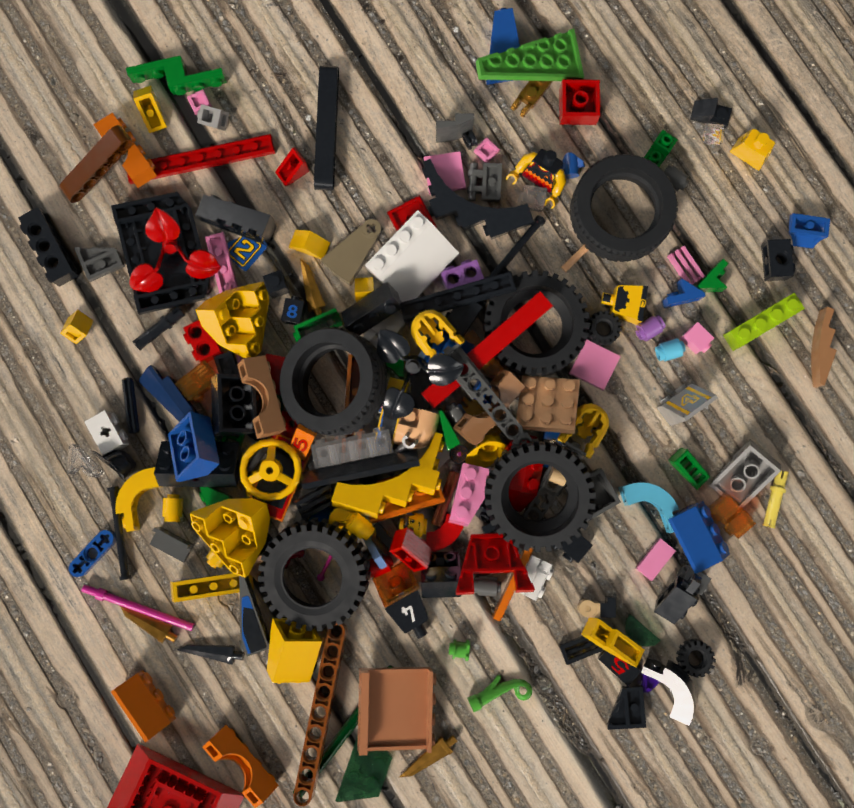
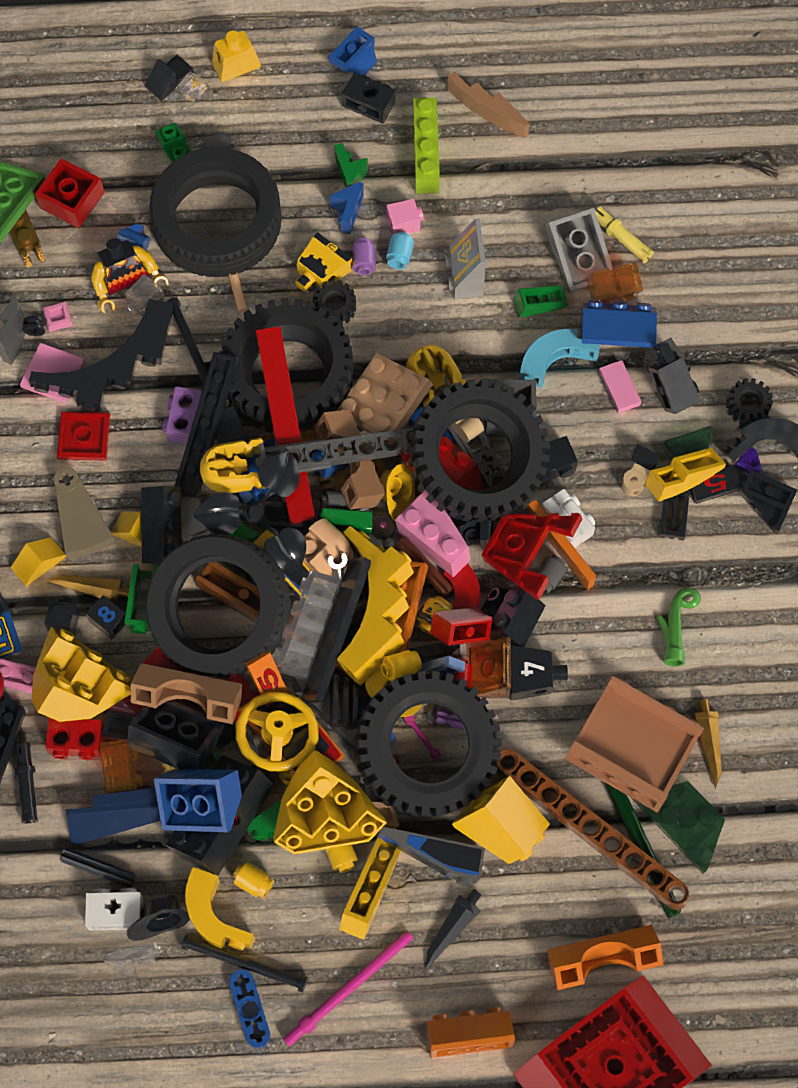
camera: 60 degrees left, 15 degrees down
(154, 627) = (383, 981): pearl gold bar -> none
(171, 544) = (294, 905): dark grey panel -> none
(412, 257) = (127, 453): white slope -> none
(459, 649) = (605, 639): bright green brick -> none
(491, 182) = (96, 329): dark grey plate -> none
(594, 365) = (371, 334): bright pink tile -> none
(692, 263) = (317, 184): bright pink tile -> none

